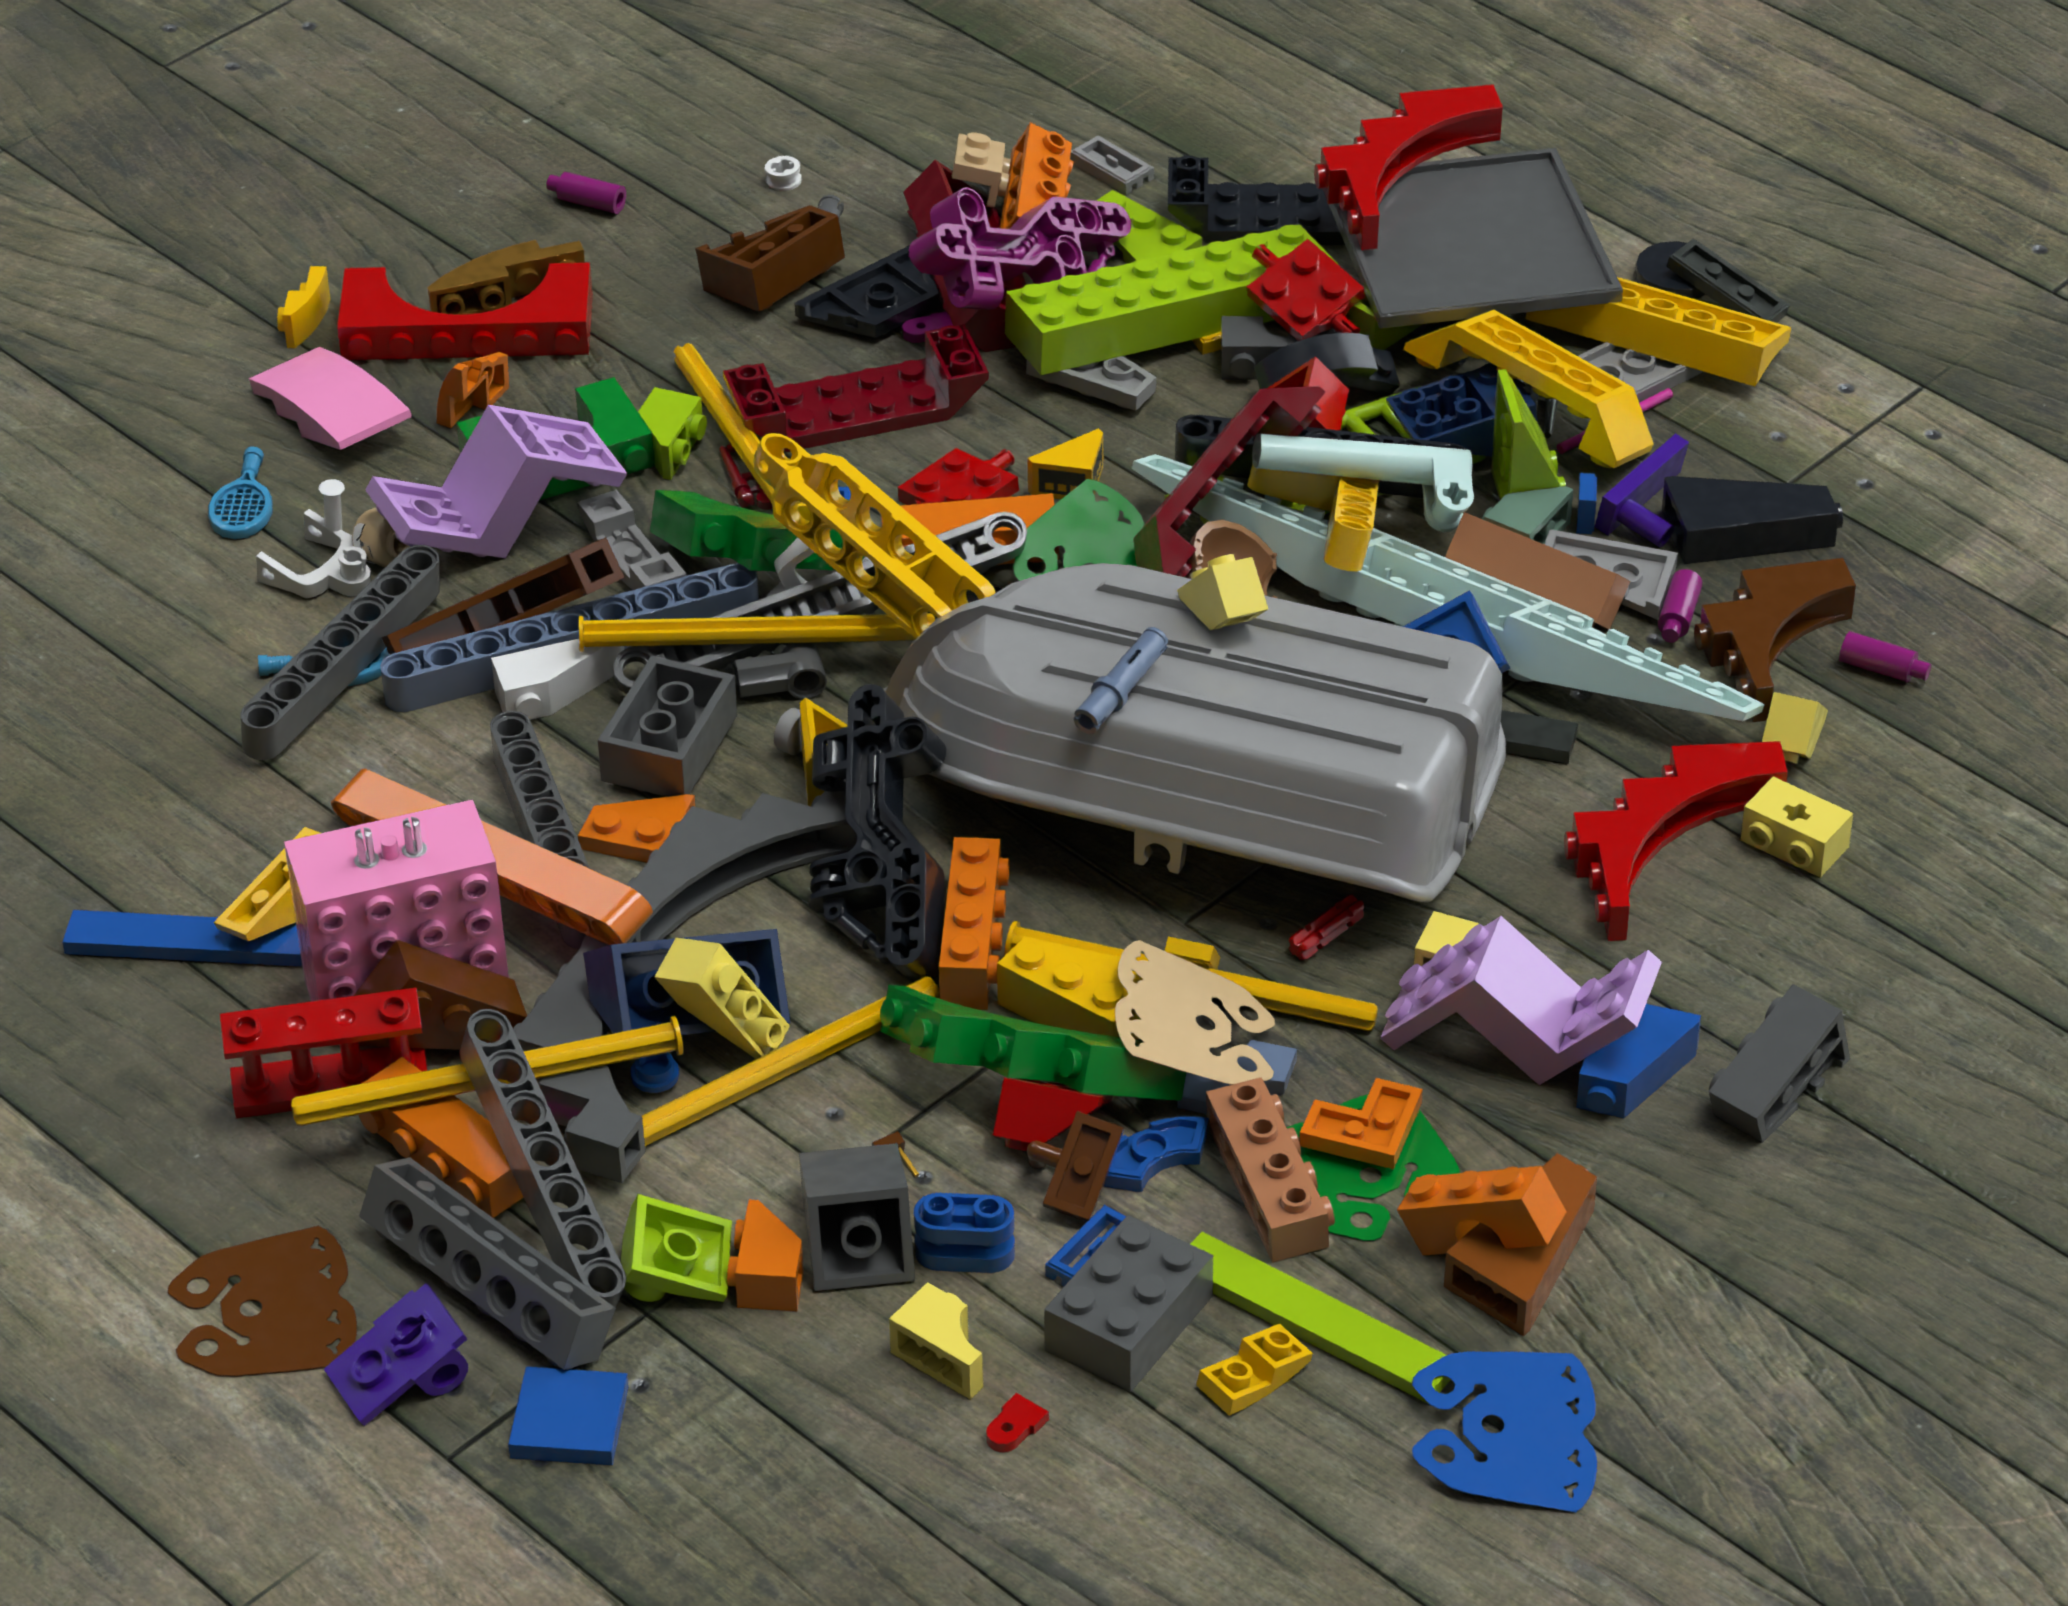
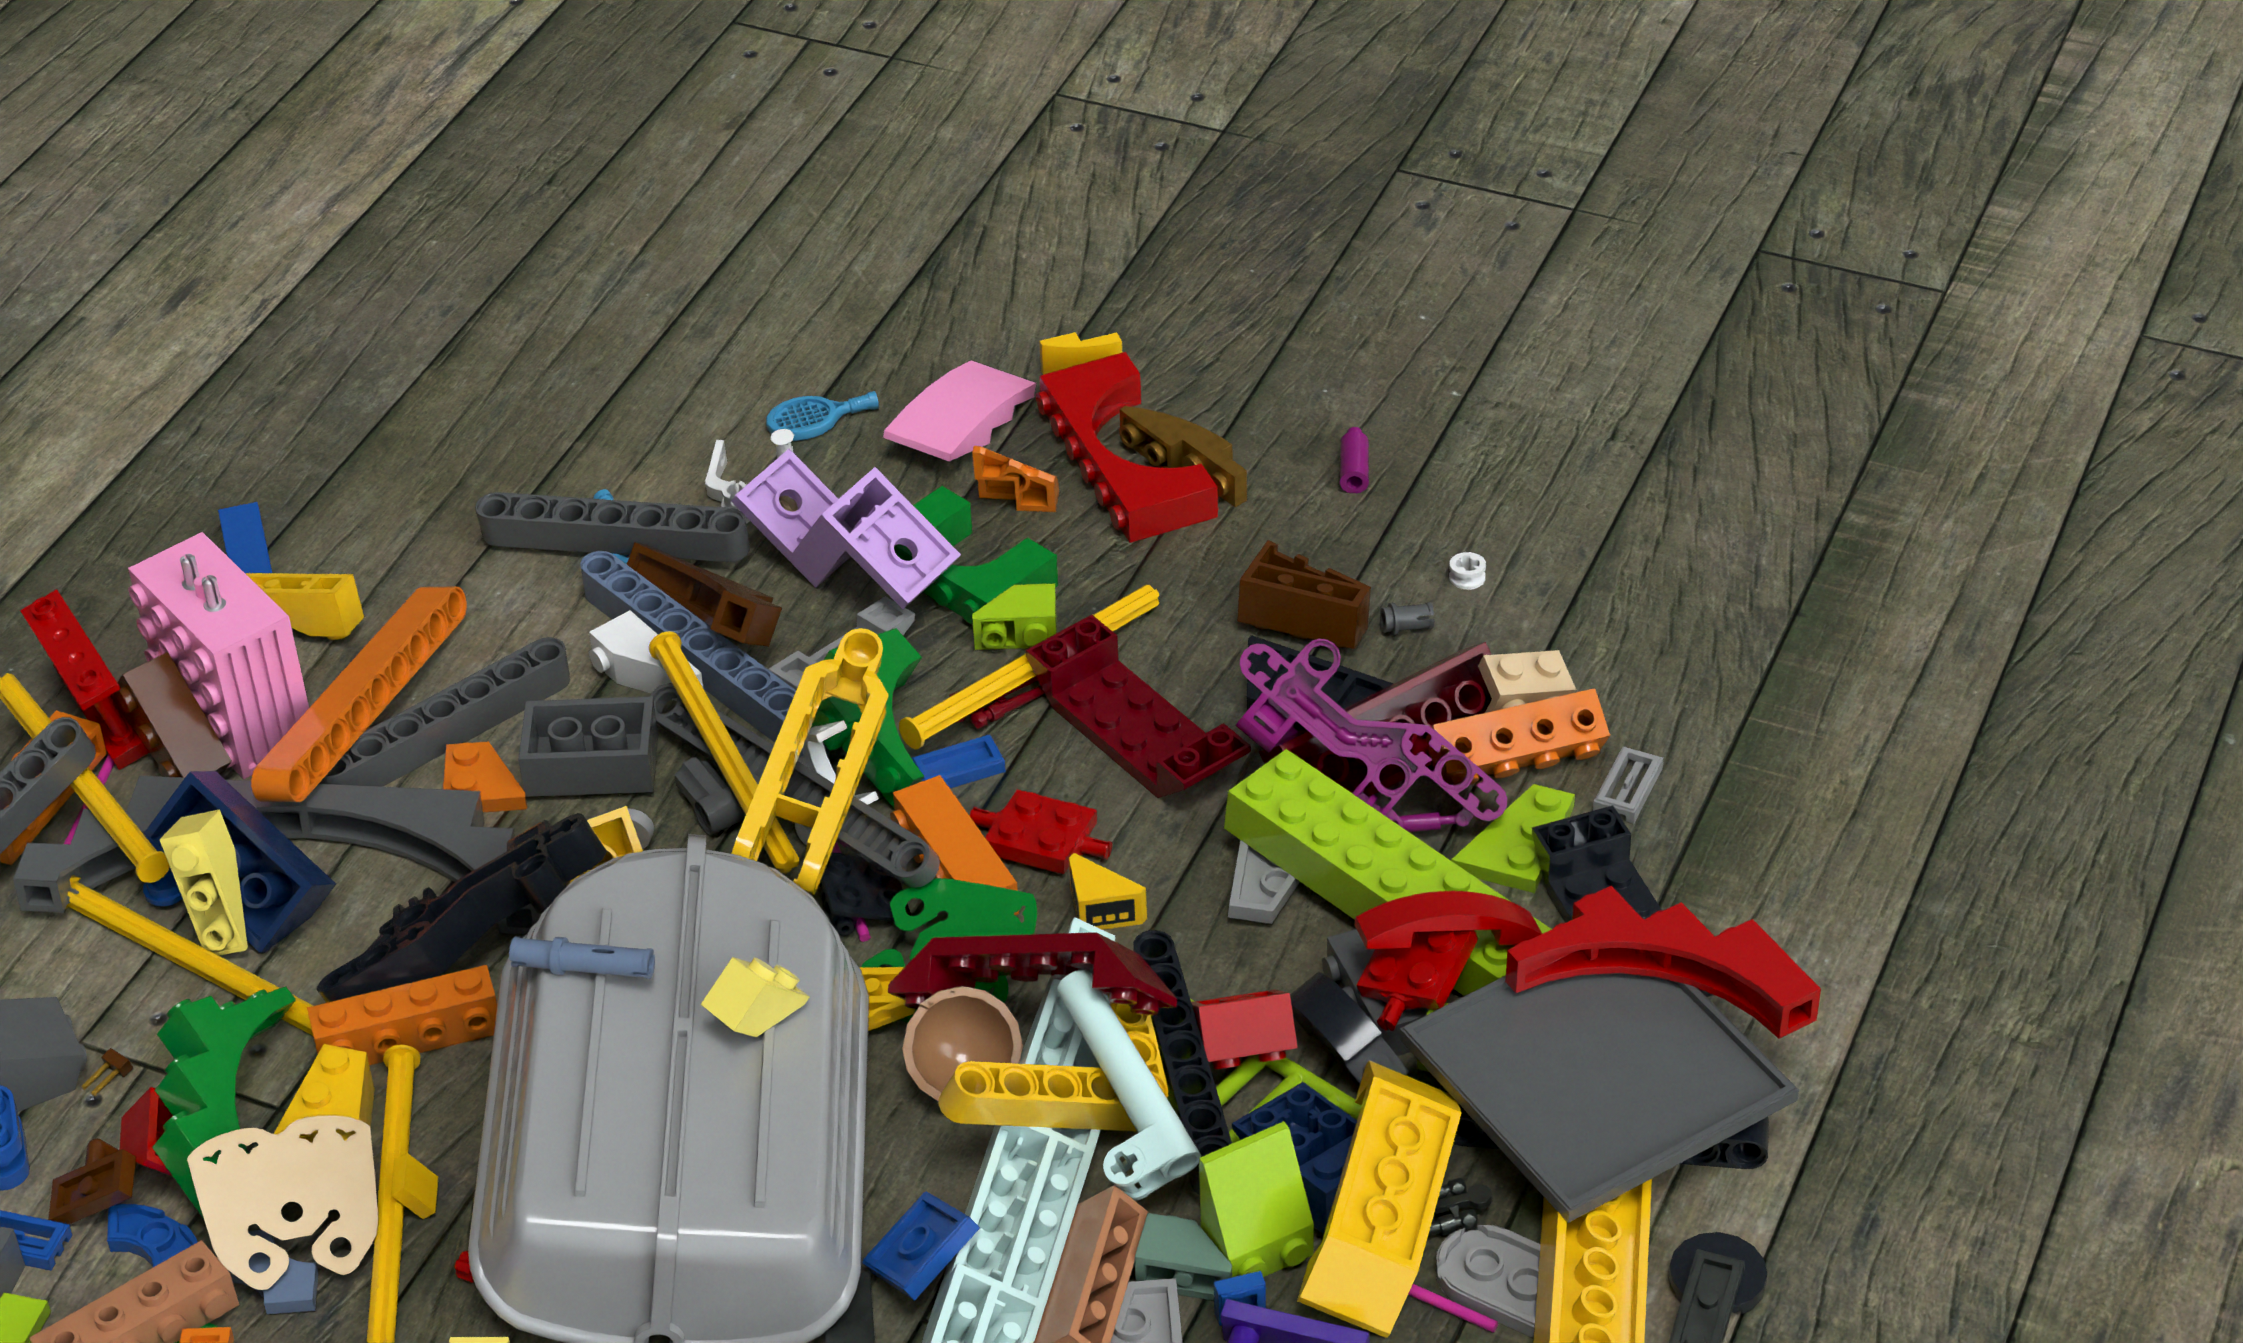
camera: 70 degrees right, 0 degrees up
(1284, 256) = (1395, 921): none -> red slope

